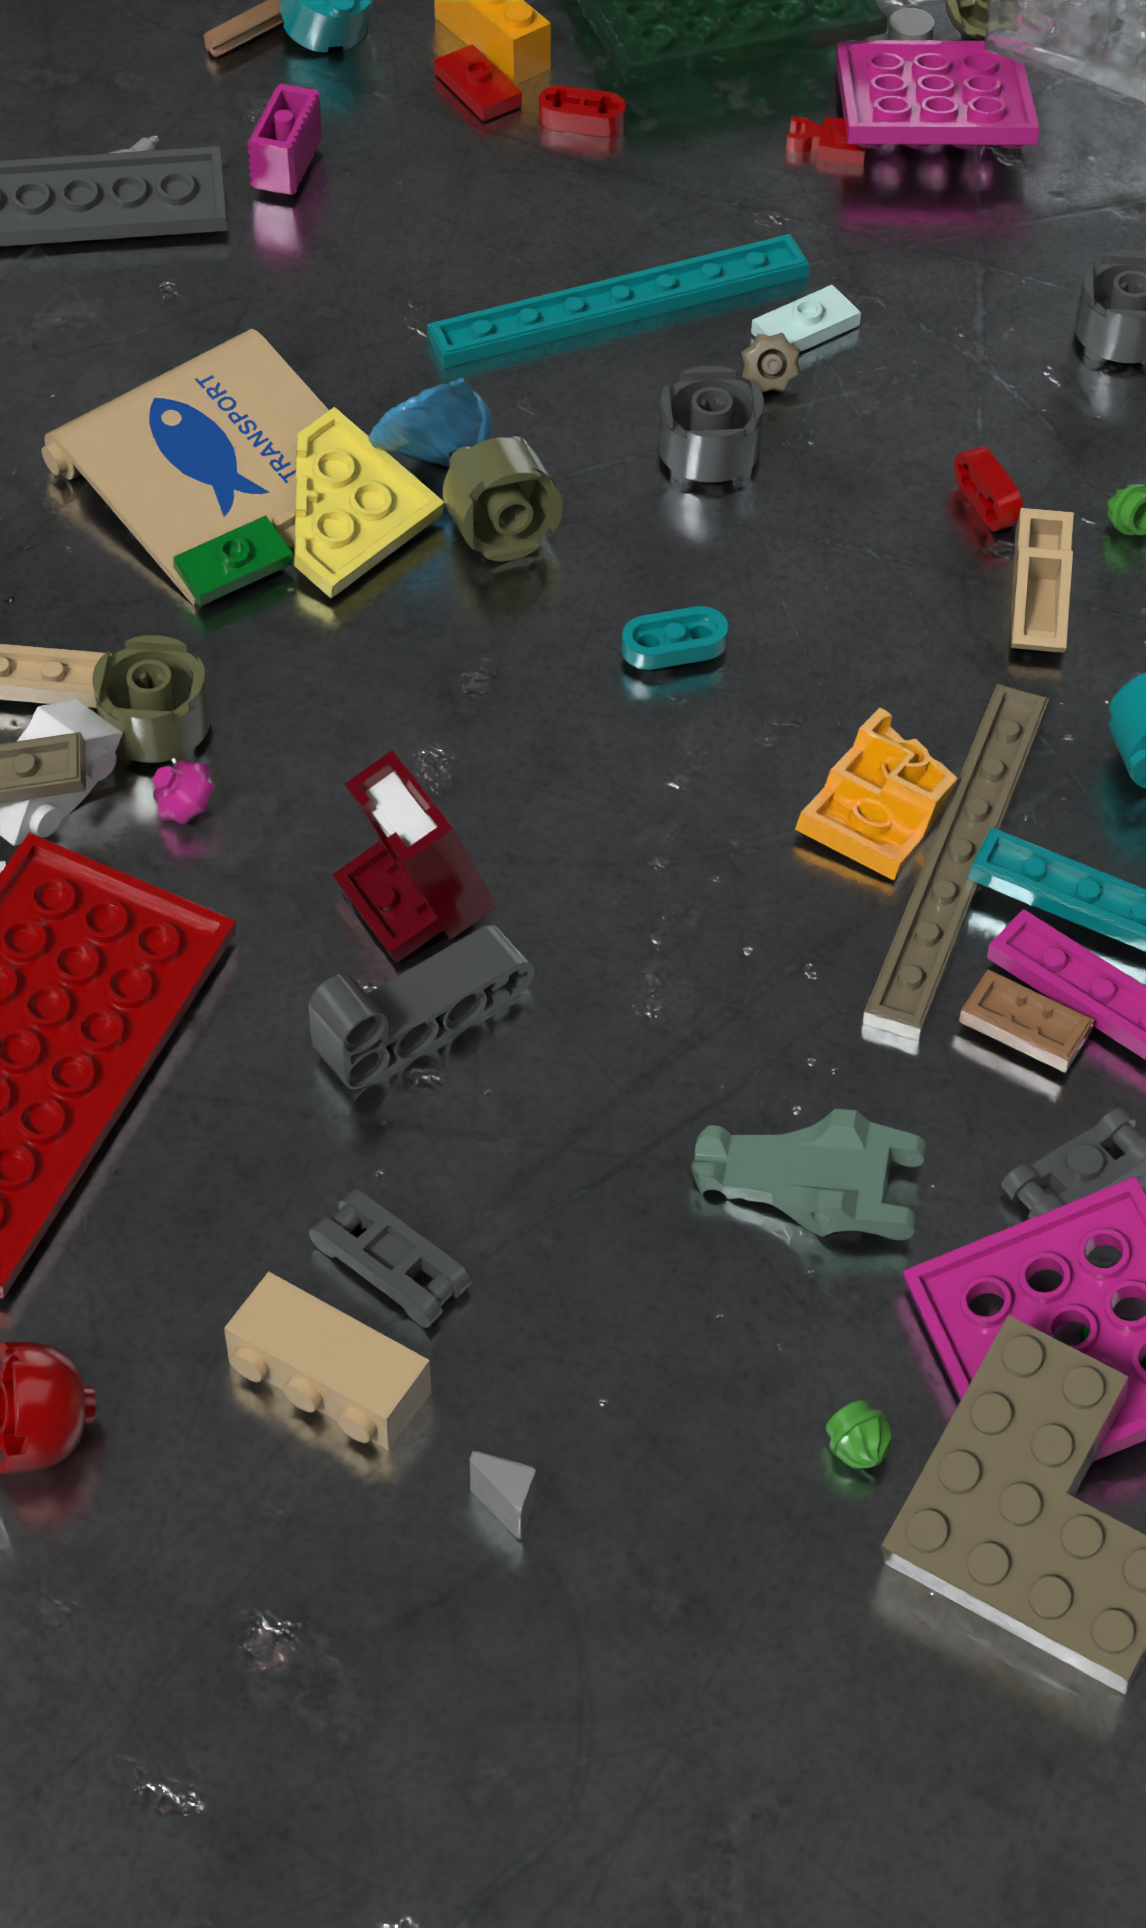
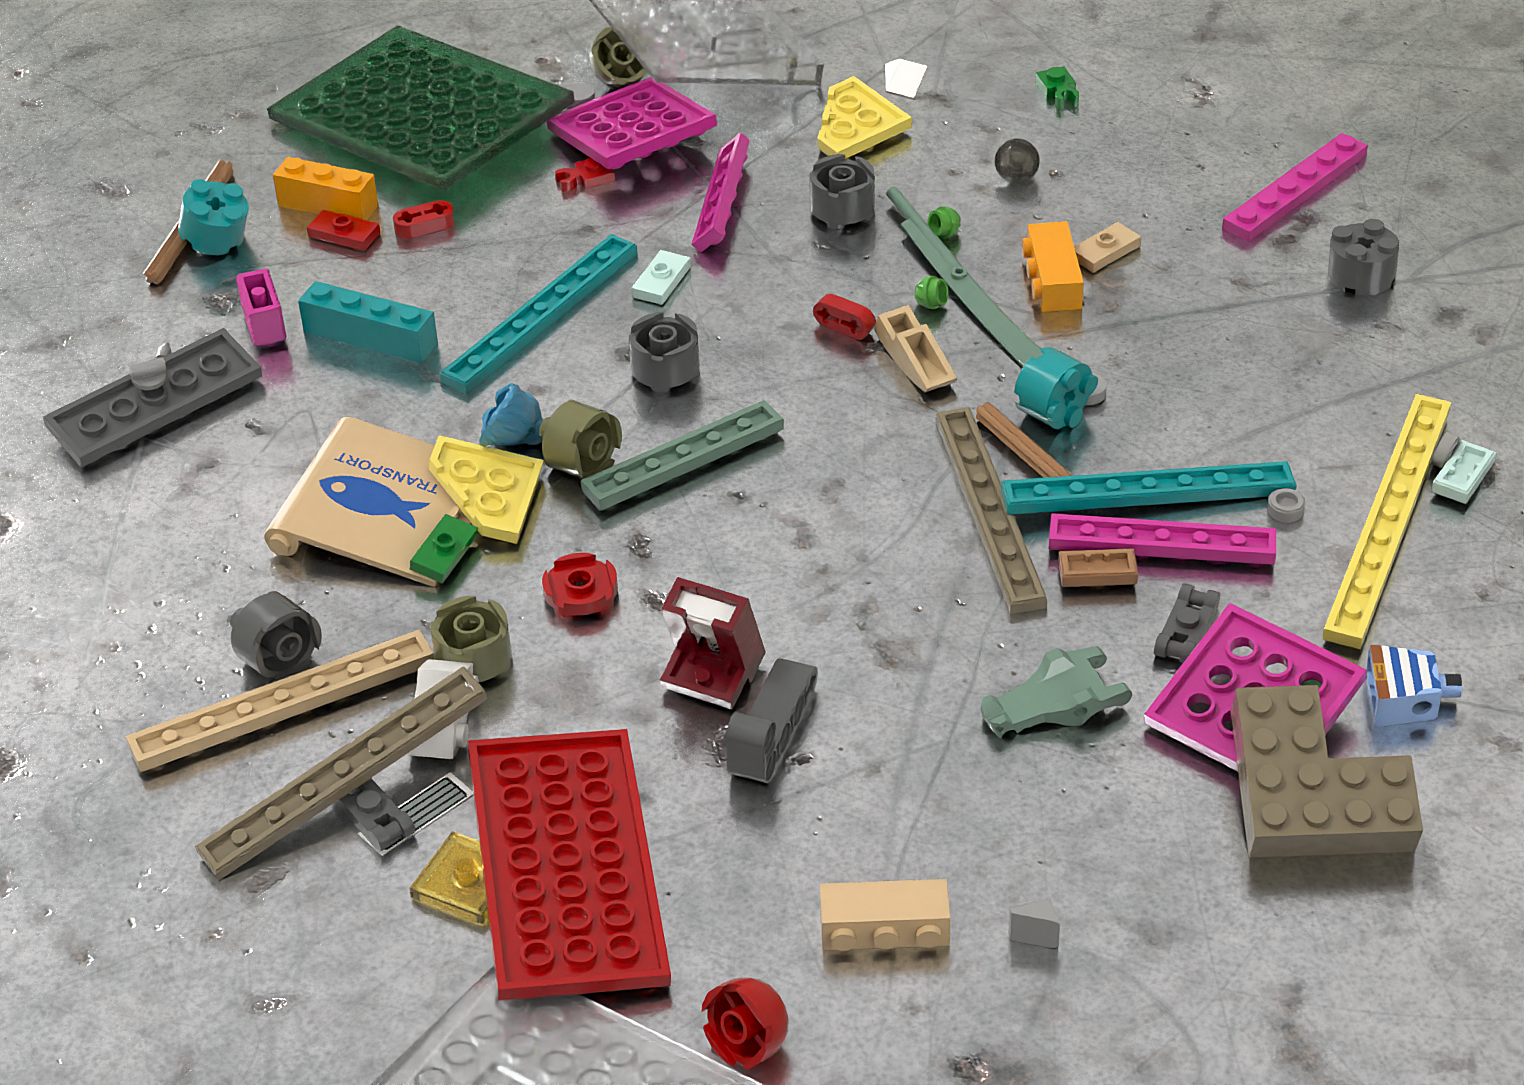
camera: 30 degrees left, 10 degrees down
(79, 166) = (148, 374): none -> light grey plate
(182, 791) = (530, 680): dark pink piece -> none
(356, 717) = (570, 600): none -> red plate
(391, 1256) = (868, 849): dark grey plate -> none
(396, 217) = (368, 322): none -> teal brick
(624, 580) = (682, 455): none -> sand green plate
(674, 637) = (739, 470): teal plate -> none
(771, 362) = (665, 300): dark tan piece -> none
(859, 1435) = (1190, 802): bright green plate -> none
(879, 799) = (924, 498): light orange slope -> none
(974, 242) = (721, 193): none -> dark pink plate
(1076, 785) = (1019, 442): none -> medium nougat axle

